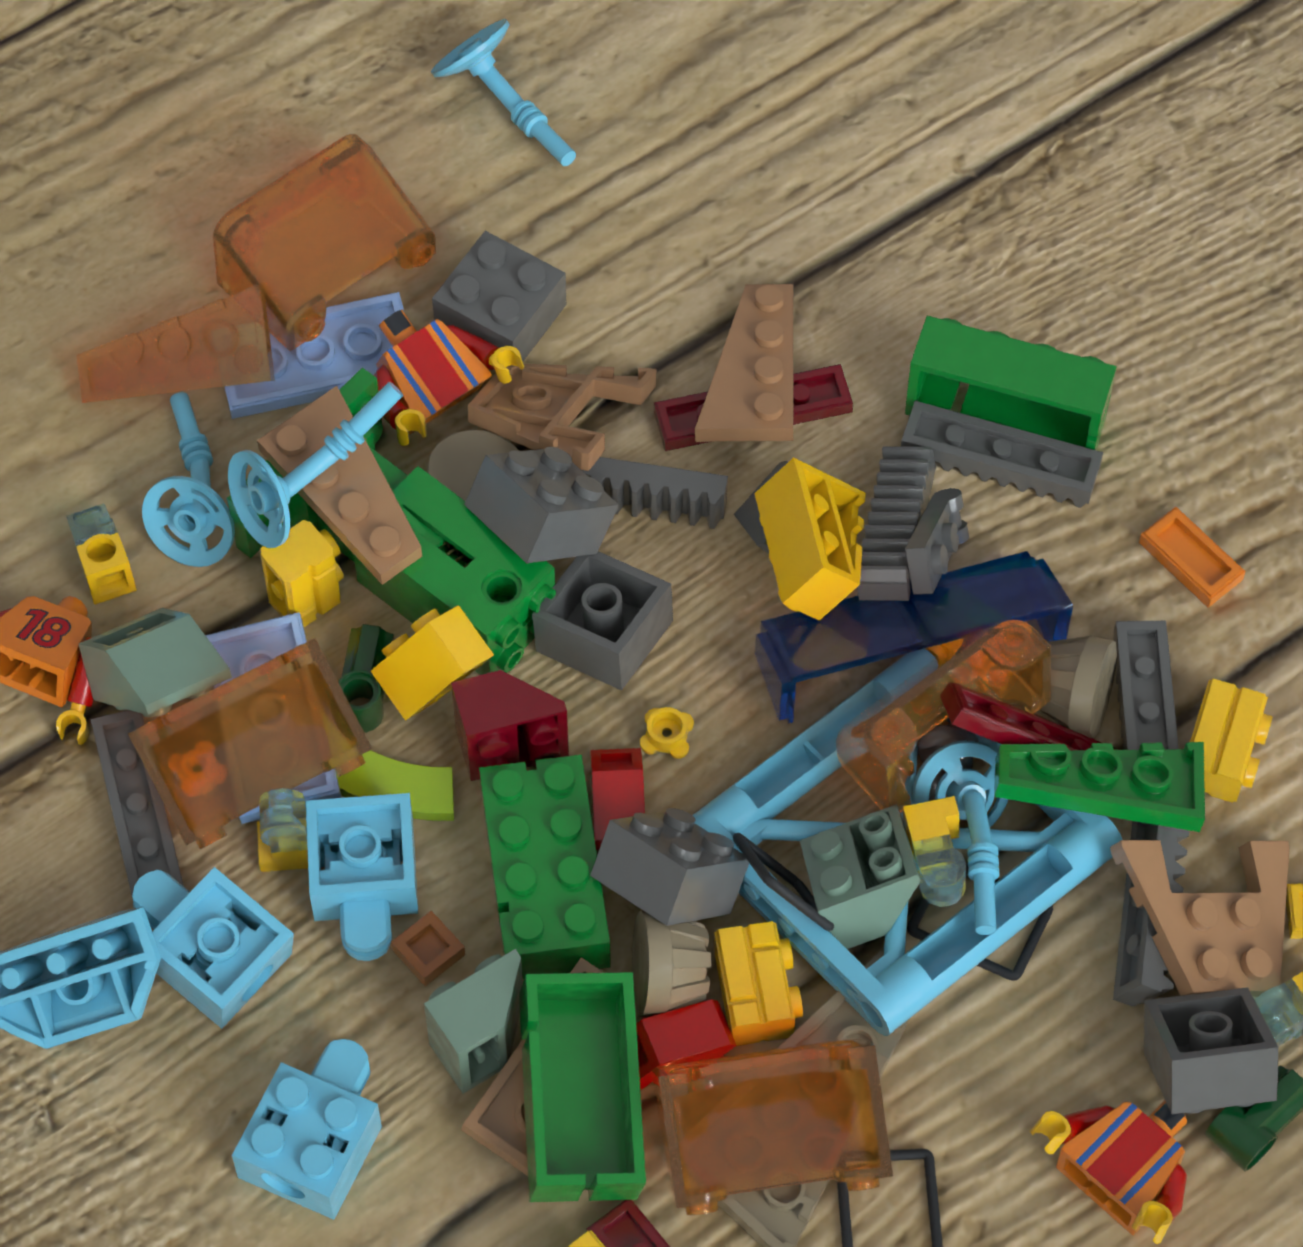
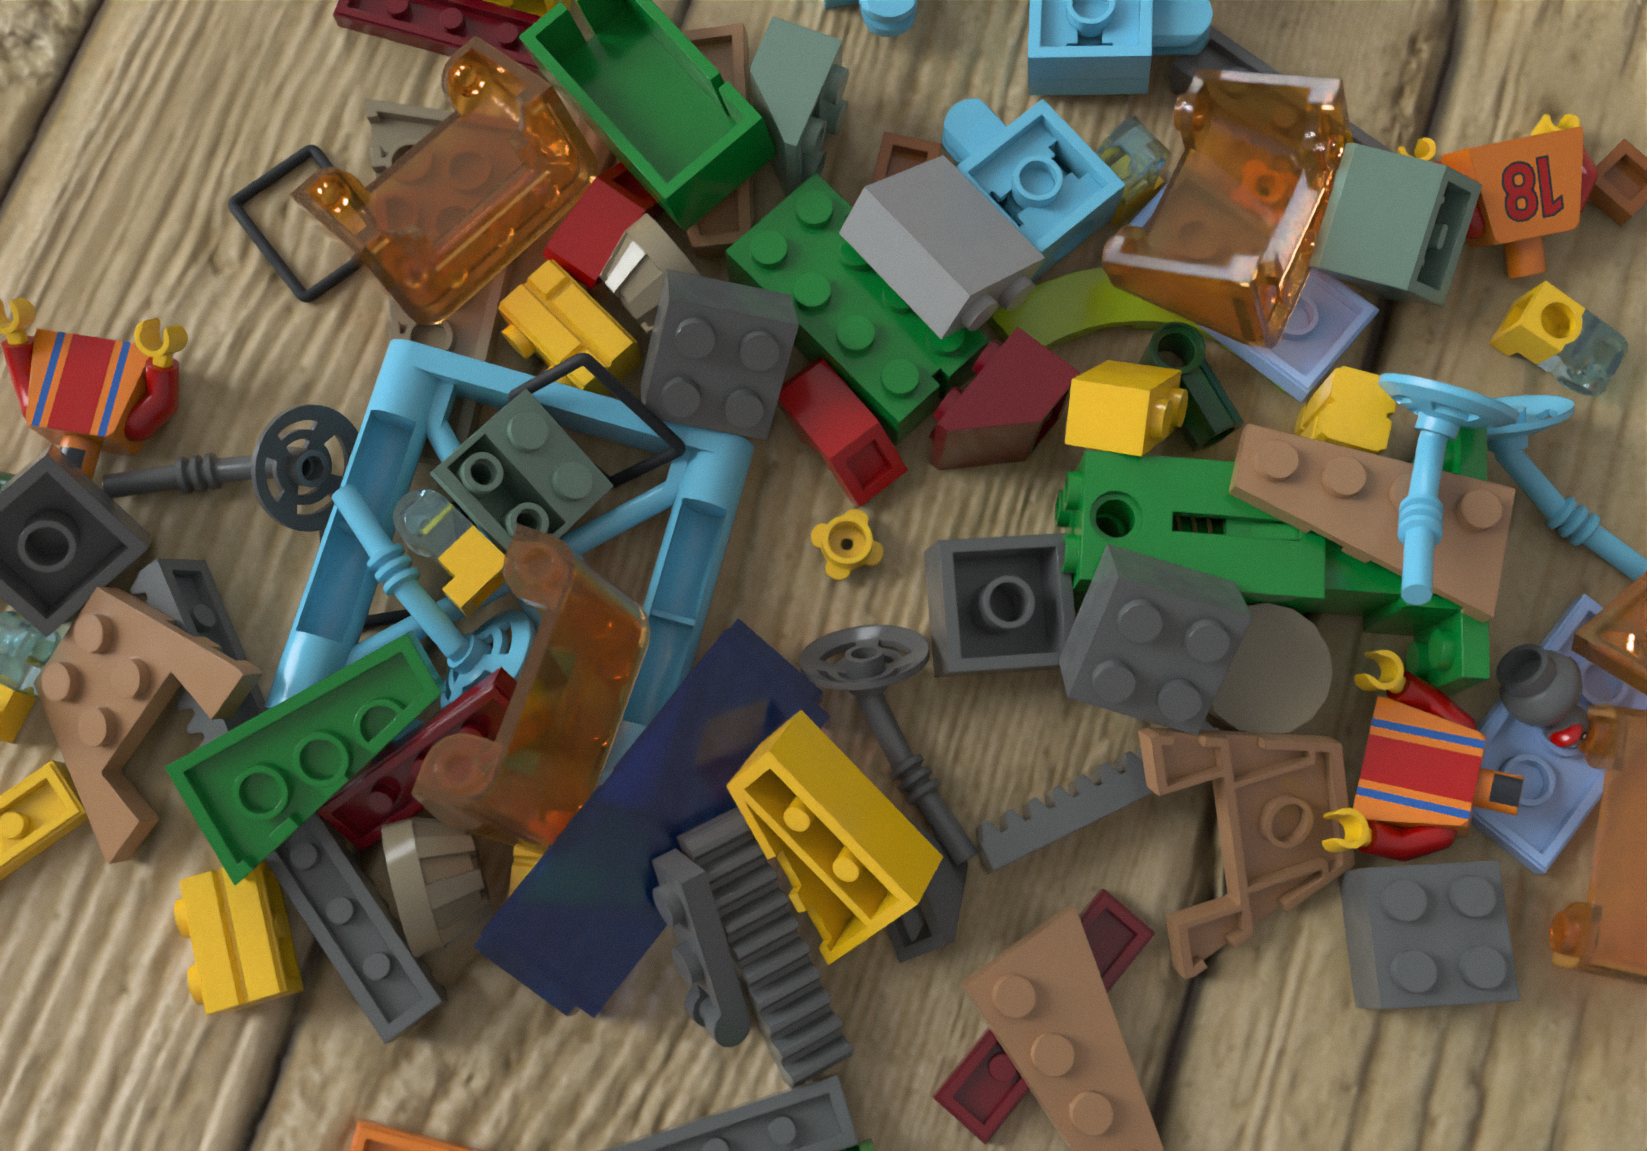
camera: 145 degrees right, 15 degrees up
(318, 363) = (1543, 692): none -> dark grey animal
(466, 831) = (942, 246): none -> light grey brick
(720, 629) = (866, 677): none -> dark grey dish
(1005, 1002) = (270, 459): none -> dark grey dish

